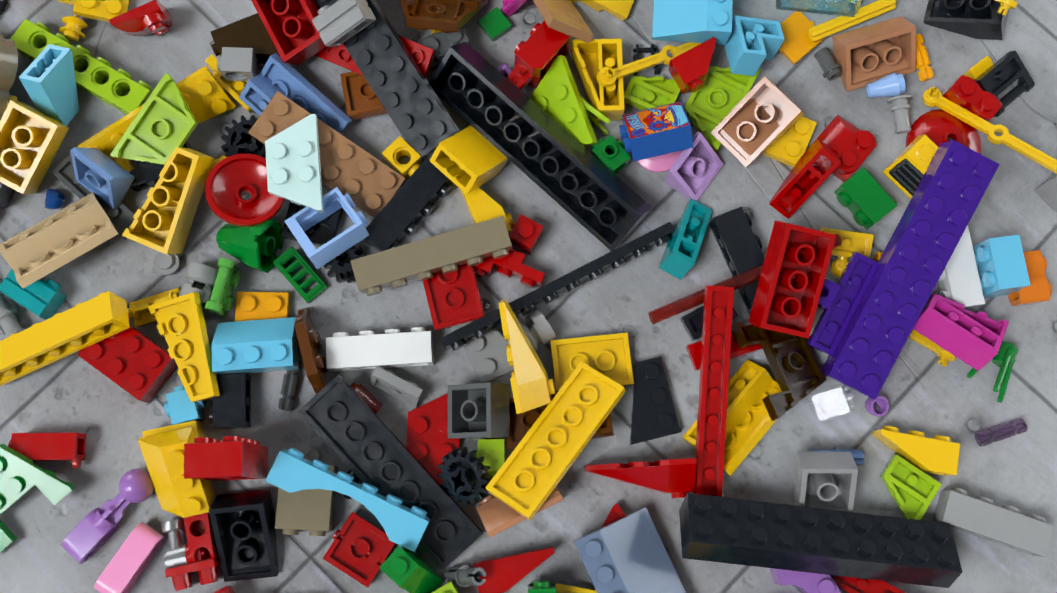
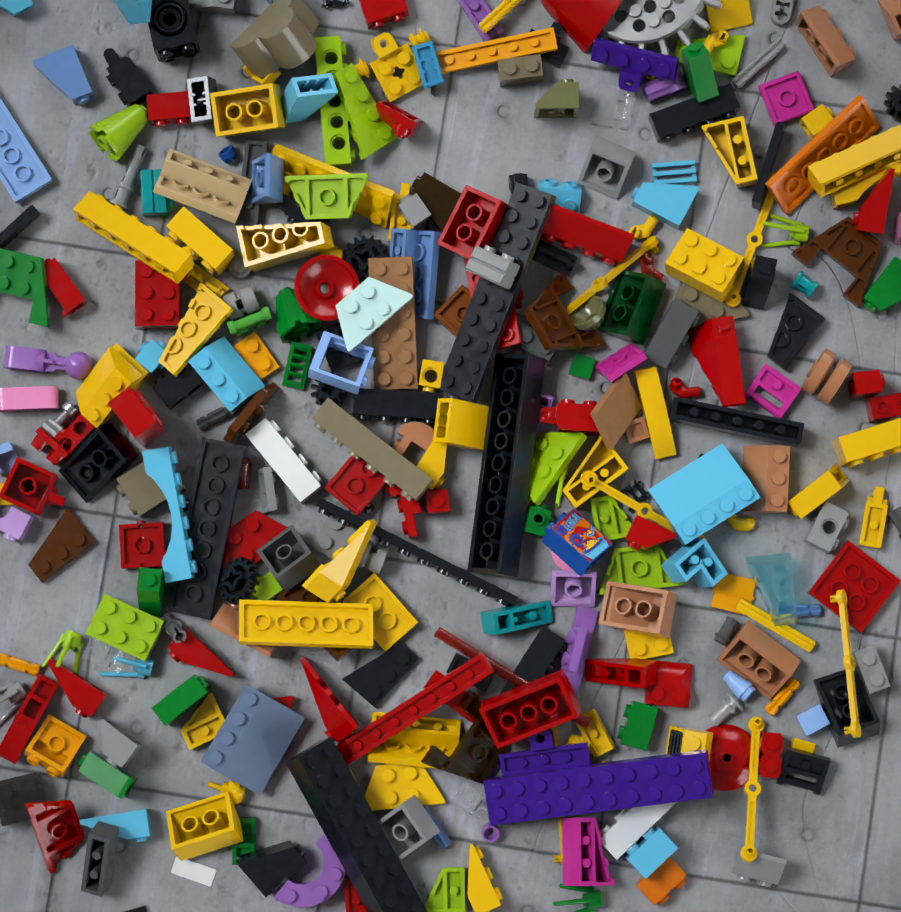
camera: 55 degrees right, 5 degrees up
(120, 49) = (368, 127): none -> lime wing
(122, 274) = (201, 242): none -> yellow brick
(449, 209) = (413, 433): none -> nougat brick
(591, 14) = (637, 431): none -> nougat plate
(749, 198) = (578, 645): none -> medium lavender bracket
(771, 463) = (397, 783): none -> yellow wing
(963, 42) = (812, 719): none -> light blue panel

